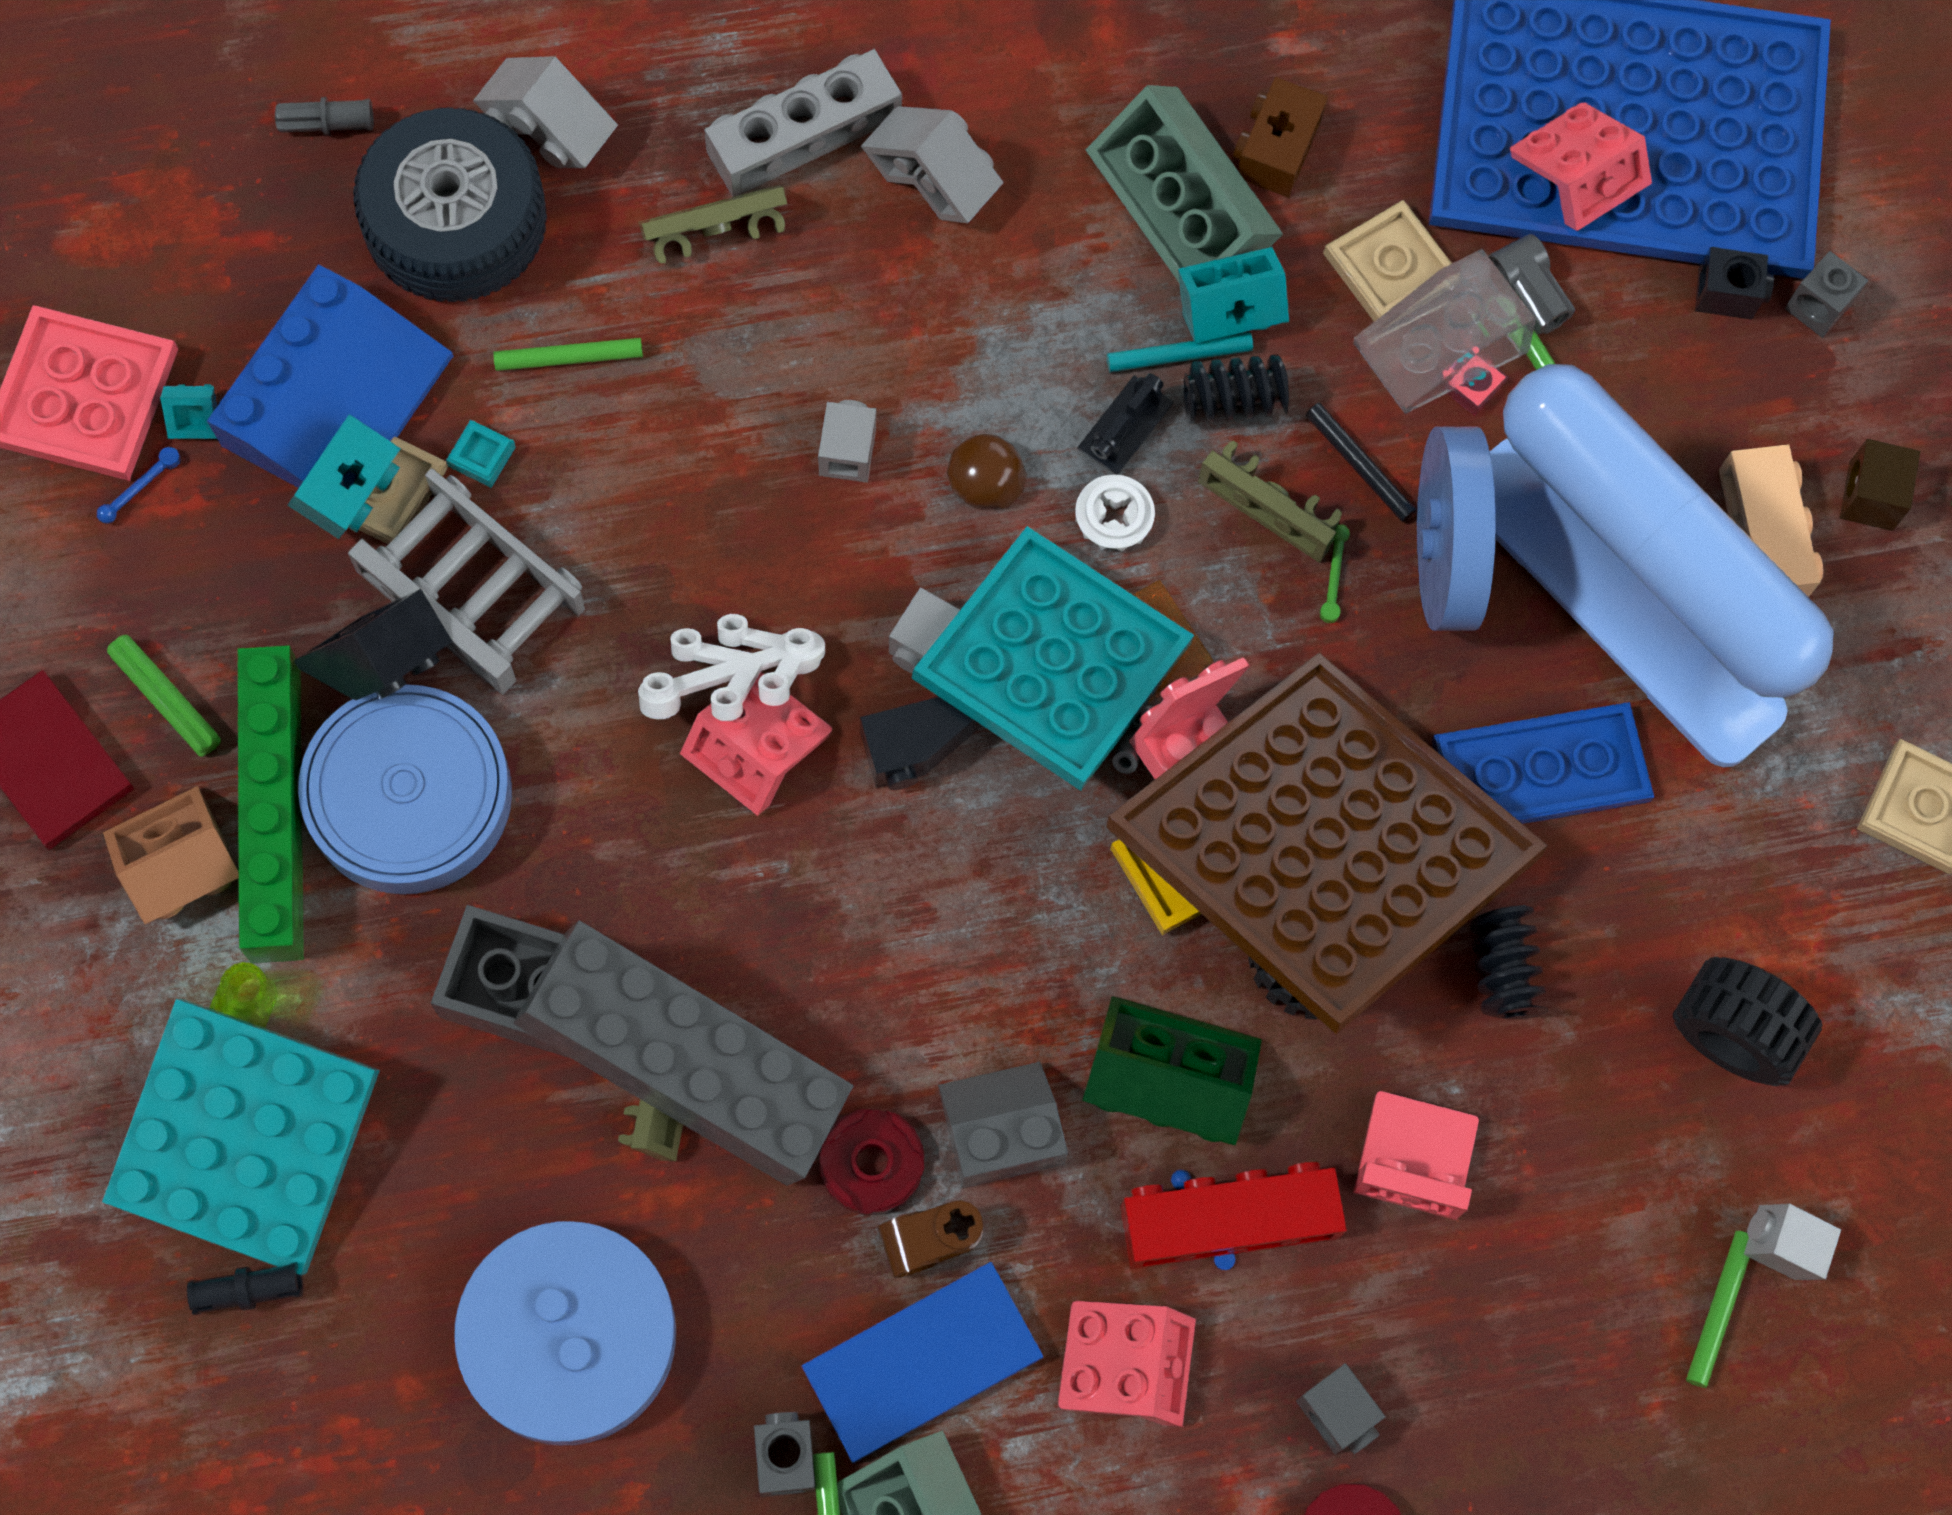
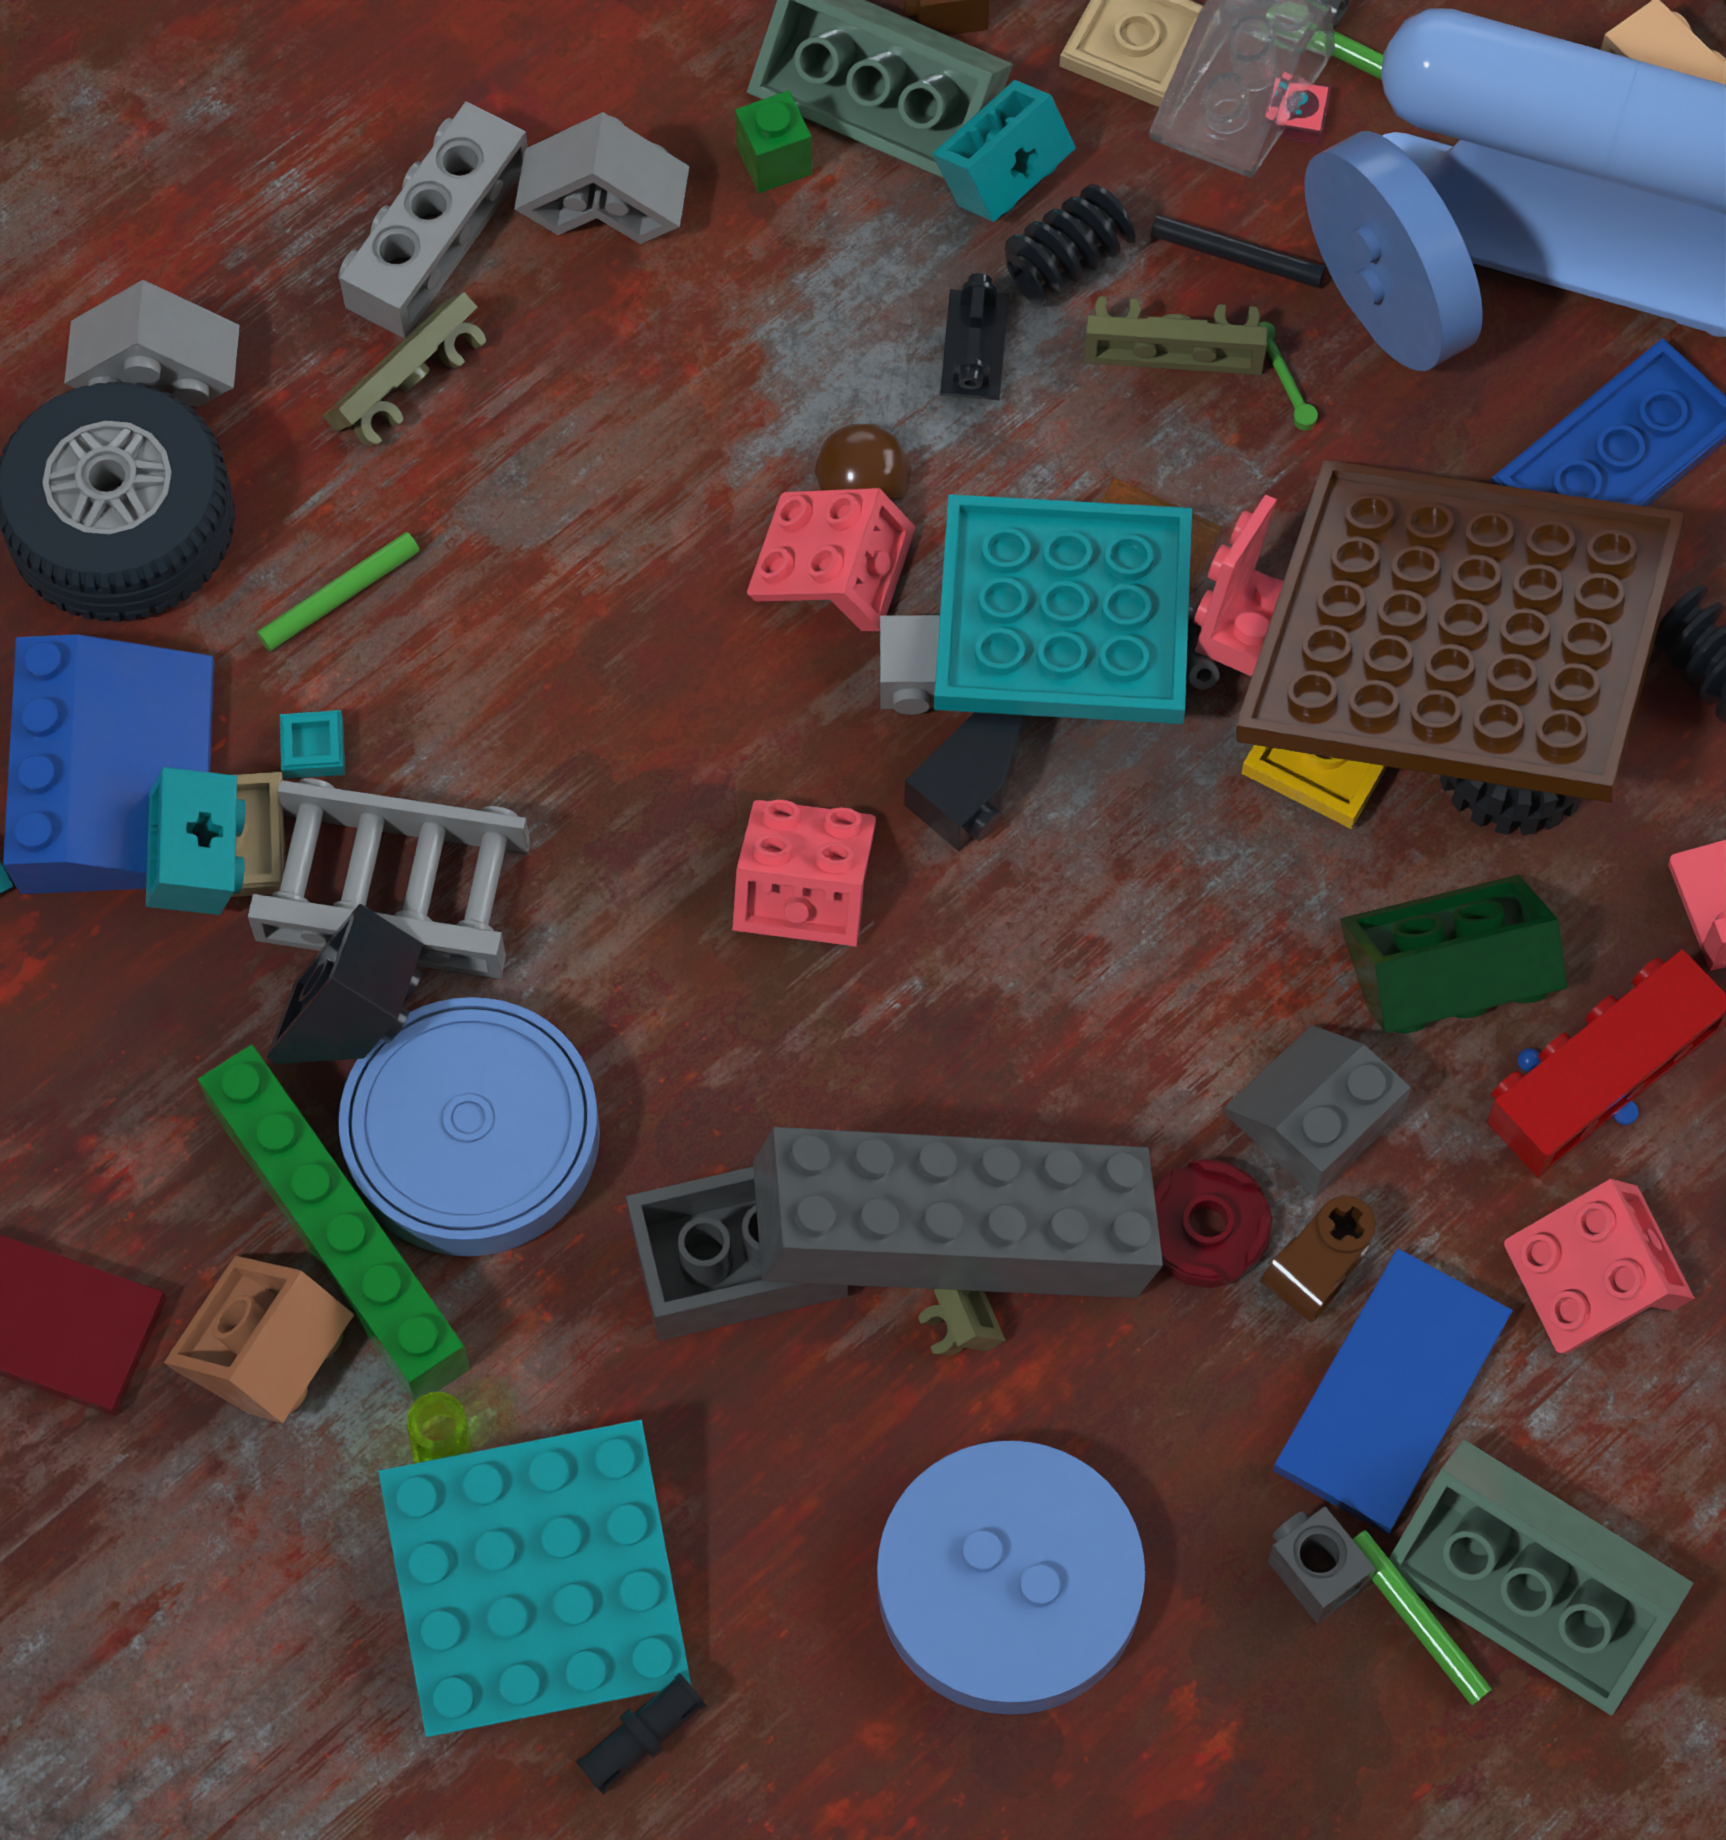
camera: 25 degrees left, 5 degrees down
(163, 695) = (135, 1182): bright green axle -> none
(793, 652) = (785, 757): white plant -> none
(847, 441) = (699, 515): light grey brick -> none
(926, 523) = (835, 549): none -> coral bracket
(1075, 197) = (773, 141): none -> green brick
(1115, 492) = (1008, 417): white gear -> none
(1179, 352) = (979, 243): teal bar -> none

